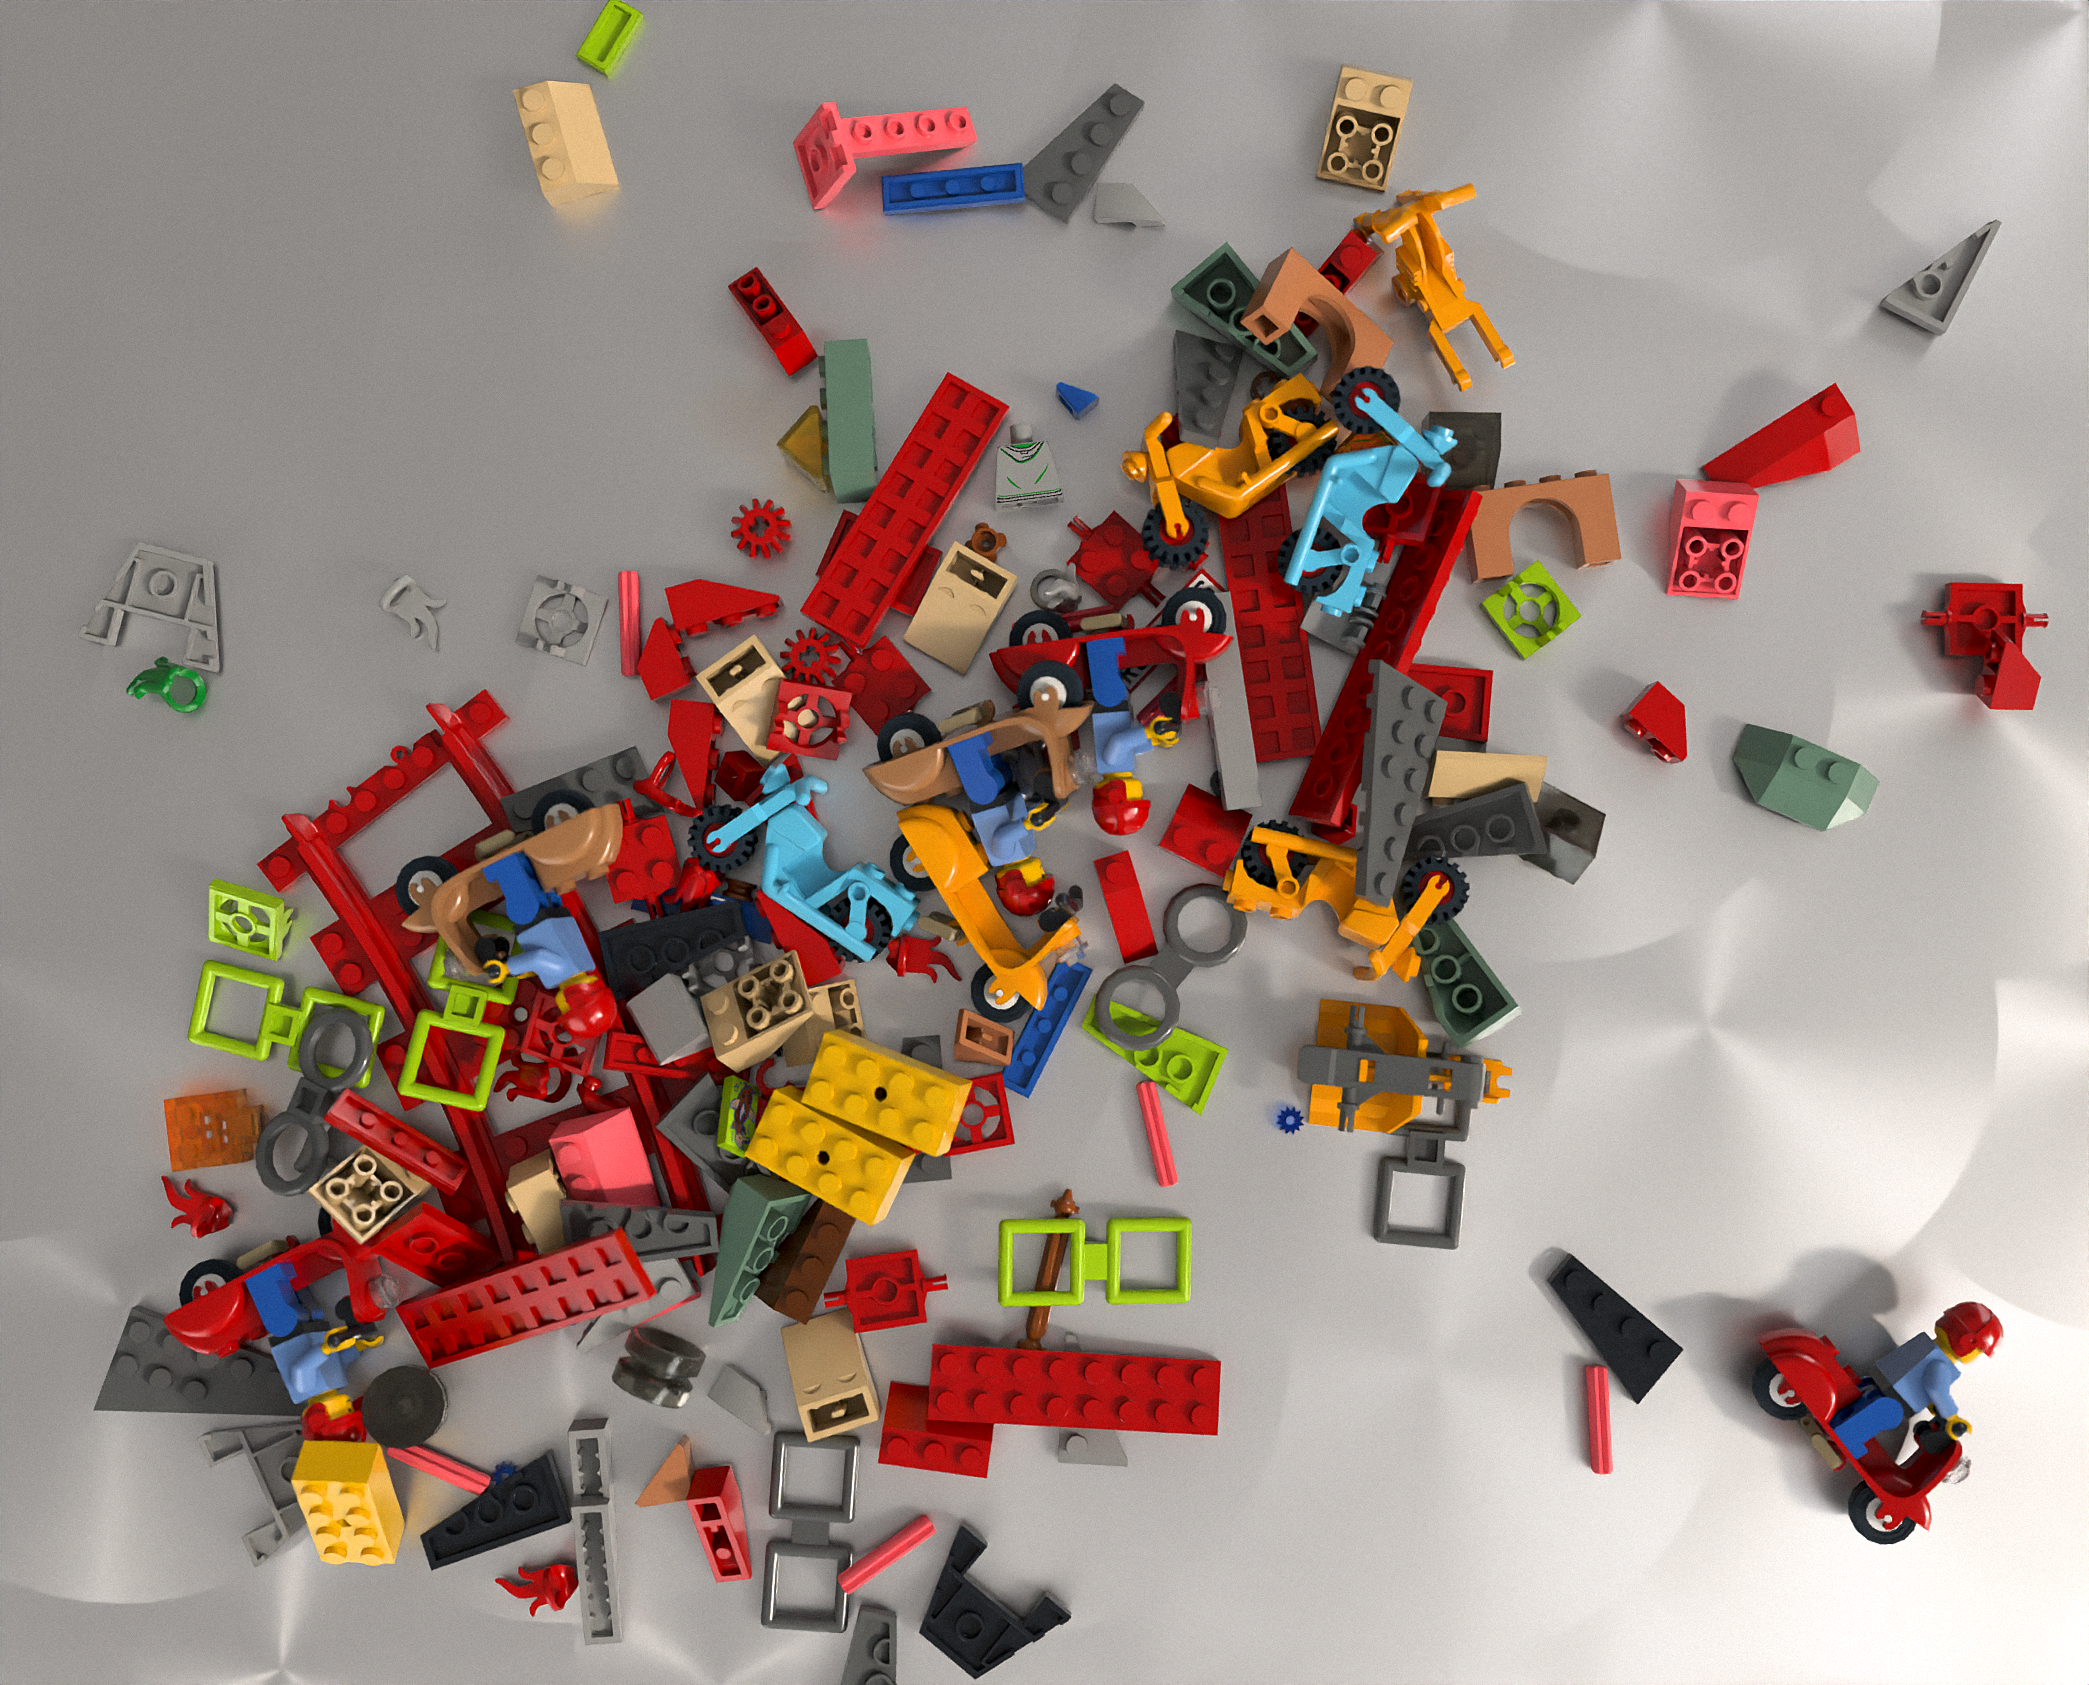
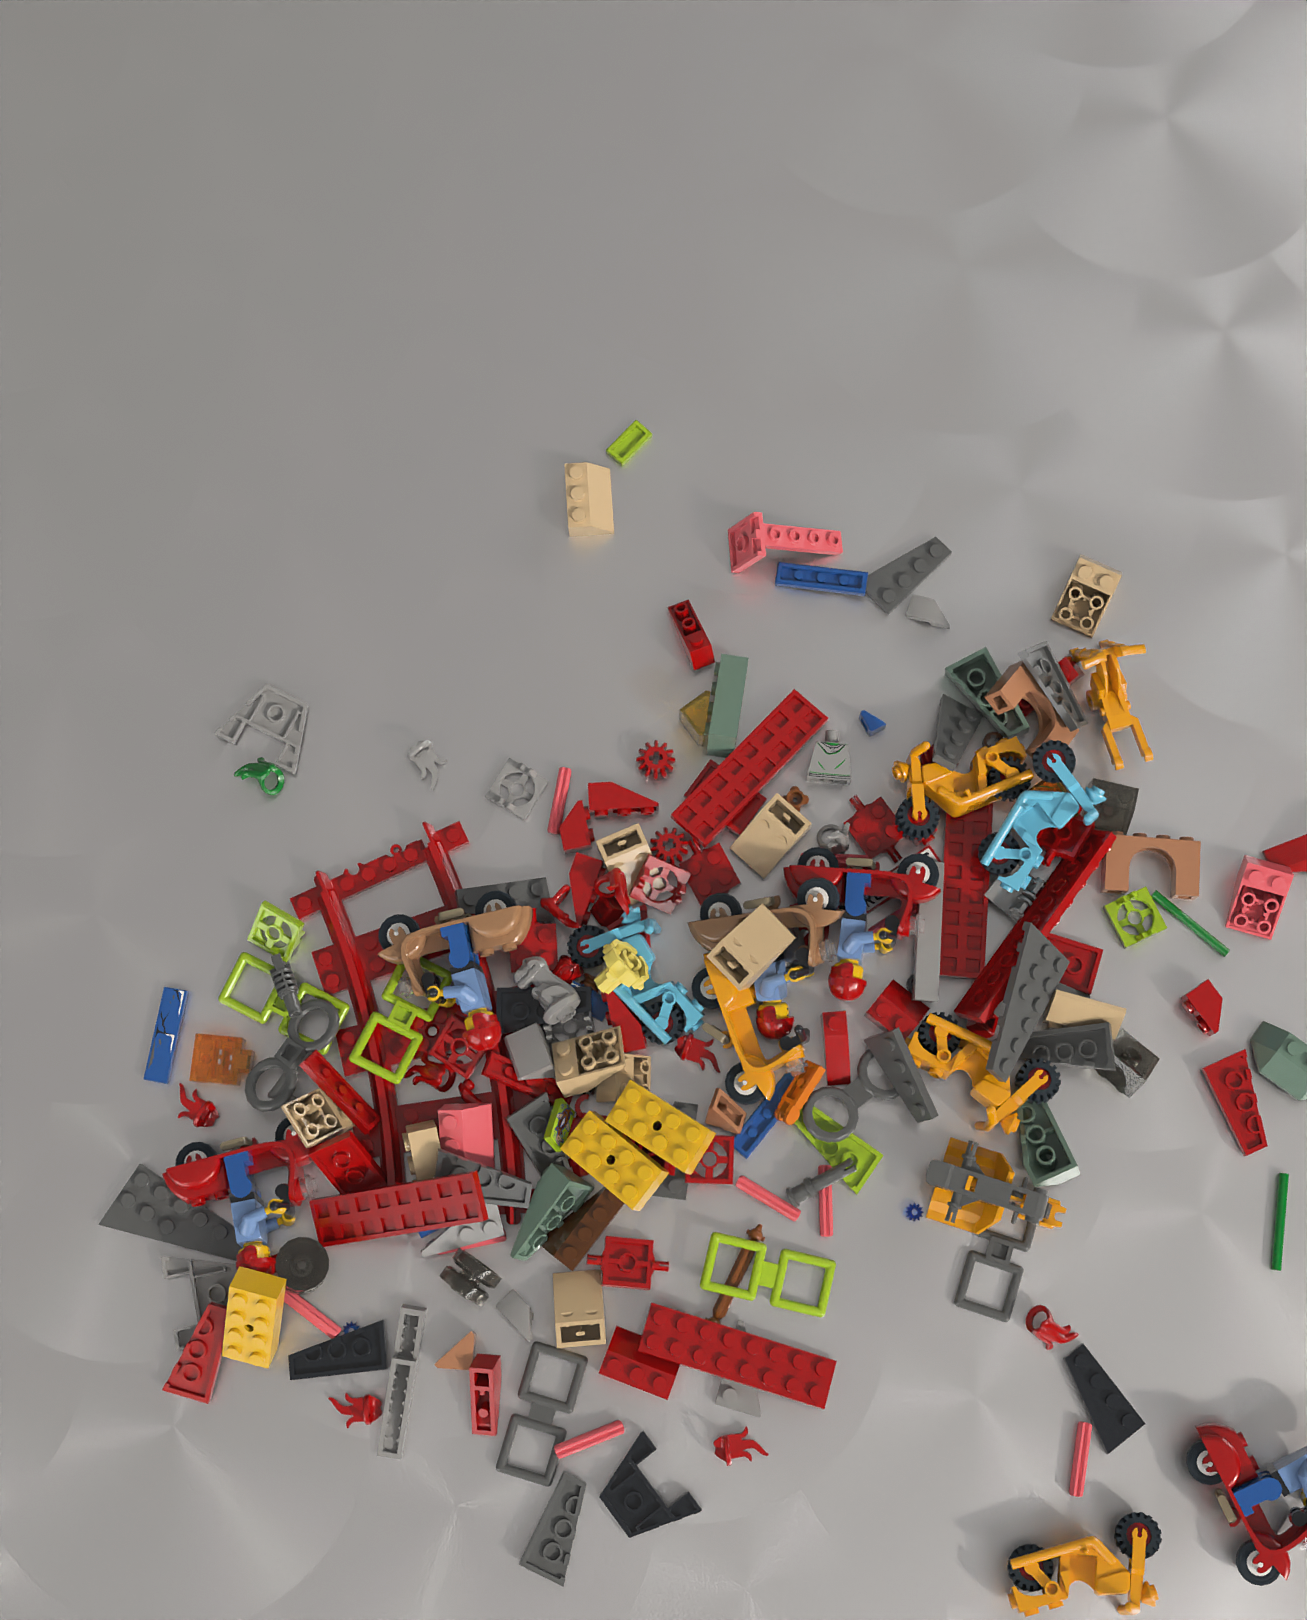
camera: 15 degrees right, 10 degrees down
(123, 1110) = (166, 1035): none -> blue tile
(278, 1000) = (286, 986): none -> dark grey hinge
(292, 1573) = (200, 1361): none -> red wing
(683, 926) = (553, 993): none -> light grey animal
(744, 735) = (618, 884): none -> red piece
(775, 864) = (622, 967): none -> light yellow piece
(963, 793) = (751, 947): none -> tan slope
(1071, 1148) = (768, 1198): none -> coral axle
(1083, 988) = (798, 1093): none -> orange hinge
(1101, 1514) = (732, 1447): none -> red piece
(1131, 1120) = (811, 1187): none -> dark grey pin
(1227, 918) = (897, 1063): none -> dark grey wing
(1334, 268) = (1054, 684): none -> dark grey wing
(1521, 1249) = (1049, 1329): none -> red piece
(1613, 601) = (1190, 923): none -> green bar
(1640, 1567) = (1088, 1562): none -> light orange piece
(1723, 838) = (1235, 1095): none -> red wing
(1824, 1014) = (1280, 1221): none -> green bar

